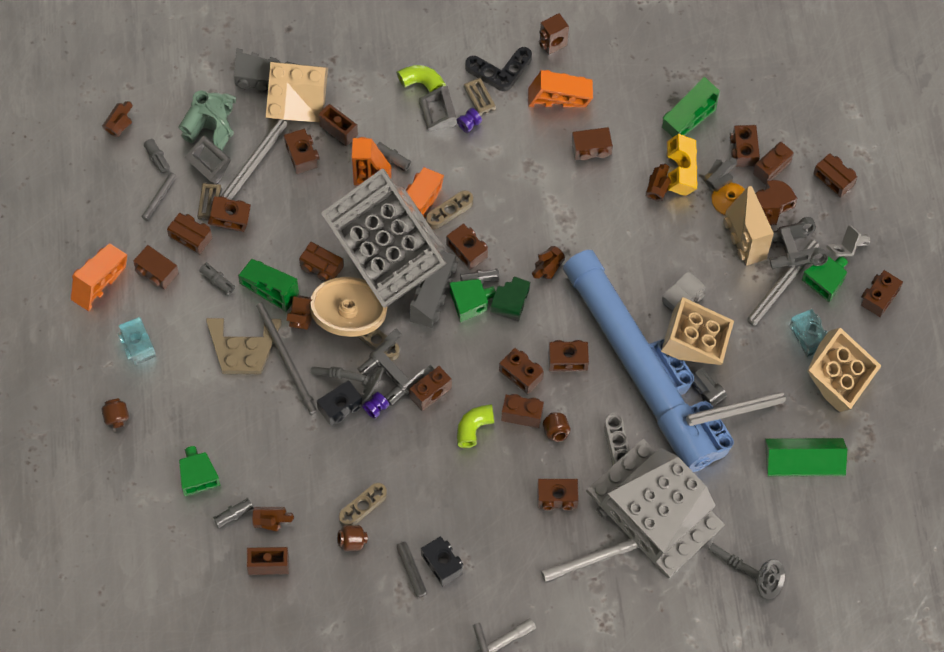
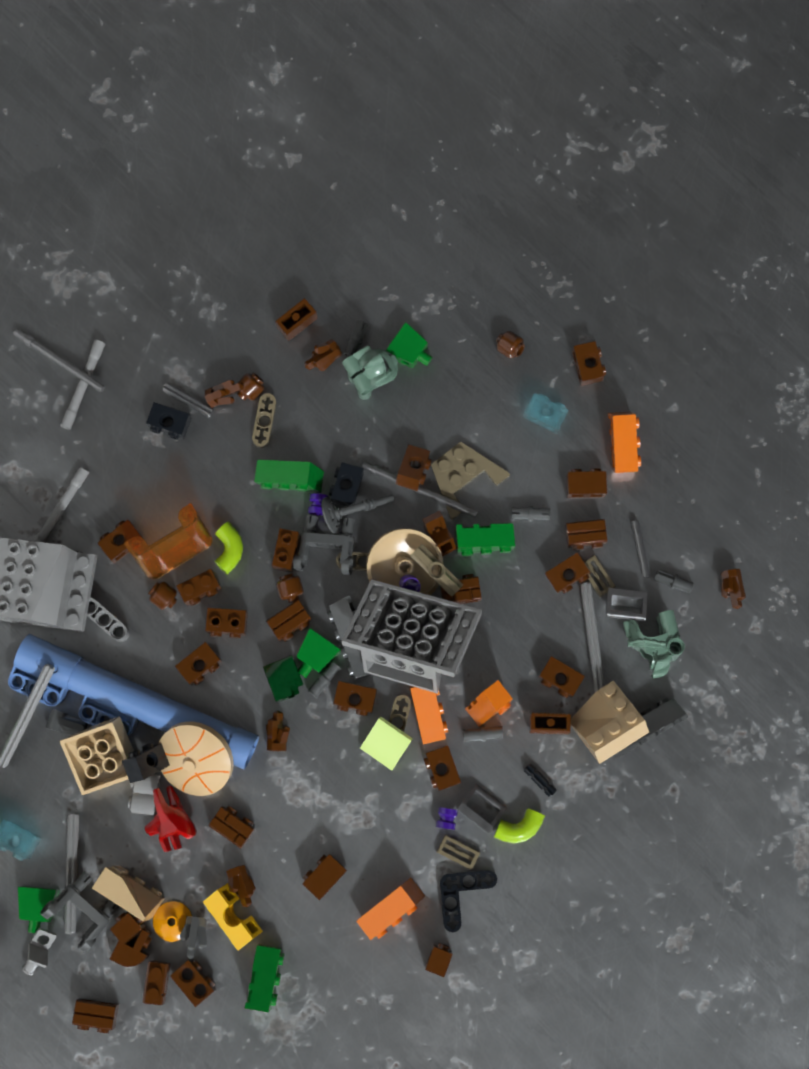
camera: 145 degrees right, 15 degrees up
(68, 363) = (586, 374): none -> reddish brown brick
(244, 470) = (375, 370): none -> sand green helmet
(287, 372) = (407, 474): none -> reddish brown brick
(328, 288) = (427, 561): none -> dark tan piece
(356, 286) = (415, 586): none -> dark purple wheel
(378, 99) = (540, 780): none -> black axle
(378, 546) = (219, 394): none -> reddish brown rock
(382, 442) = (289, 475): none -> green wedge
(443, 144) = (442, 756): none -> reddish brown brick
(451, 358) = (289, 588): none -> reddish brown head
(470, 197) = (386, 743): none -> yellowish green slope
(471, 336) = (289, 621): none -> reddish brown brick
(496, 451) = (173, 548): none -> clear orange windscreen
(625, 283) = (197, 758): none -> tan dish
(634, 225) = (232, 827): none -> reddish brown brick
(666, 300) = (145, 762): none -> black brick
(678, 258) = (170, 820): none -> red piece

